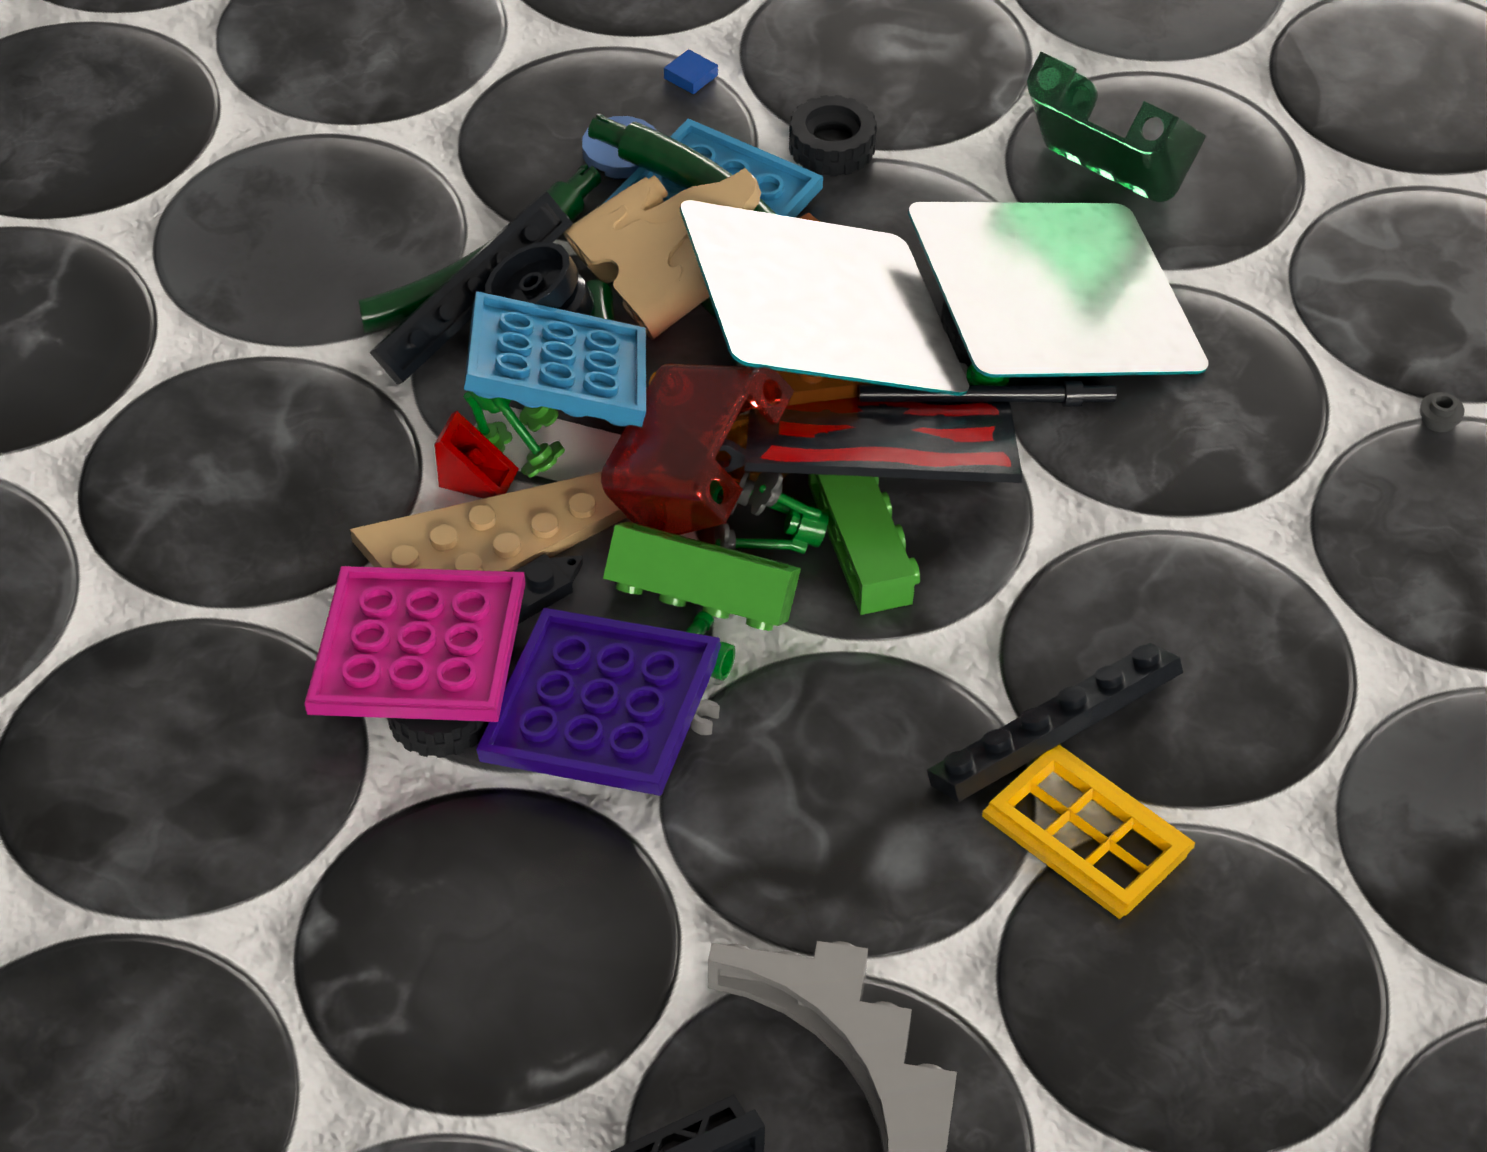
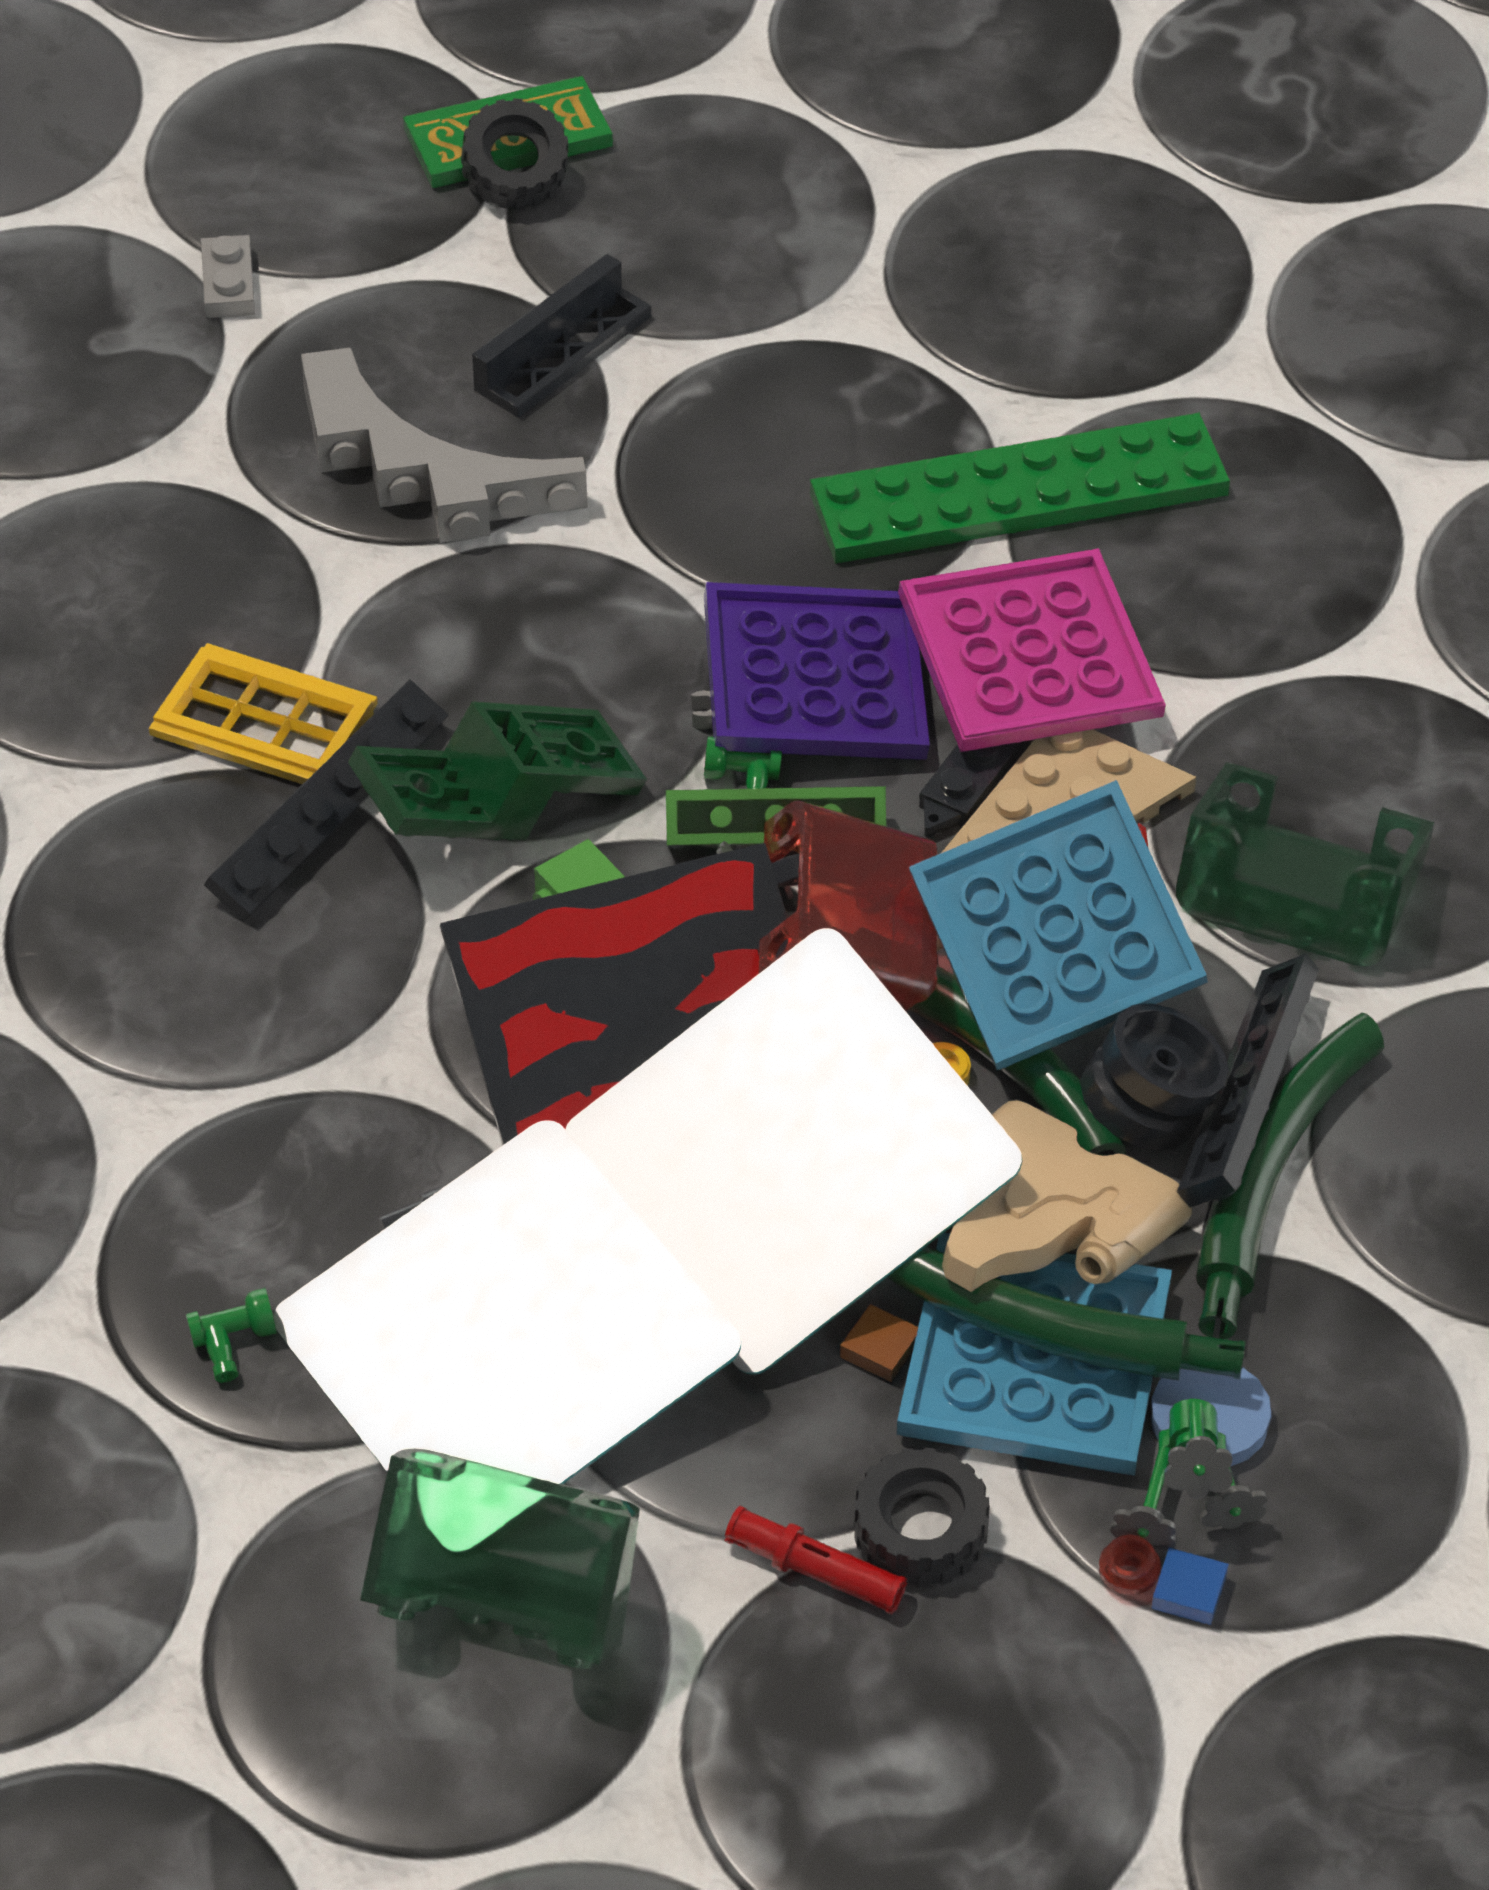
camera: 160 degrees right, 0 degrees up
(312, 850) = (1018, 487): none -> green plate
(317, 425) = (1293, 884): none -> clear green windscreen
(649, 91) = (1196, 1465): none -> dark grey plant
(720, 85) = (1134, 1552): none -> clear red plate
(912, 664) = (496, 771): none -> dark green bracket
(919, 141) = (793, 1550): none -> red pin
(1251, 357) = (213, 1330): none -> green piece

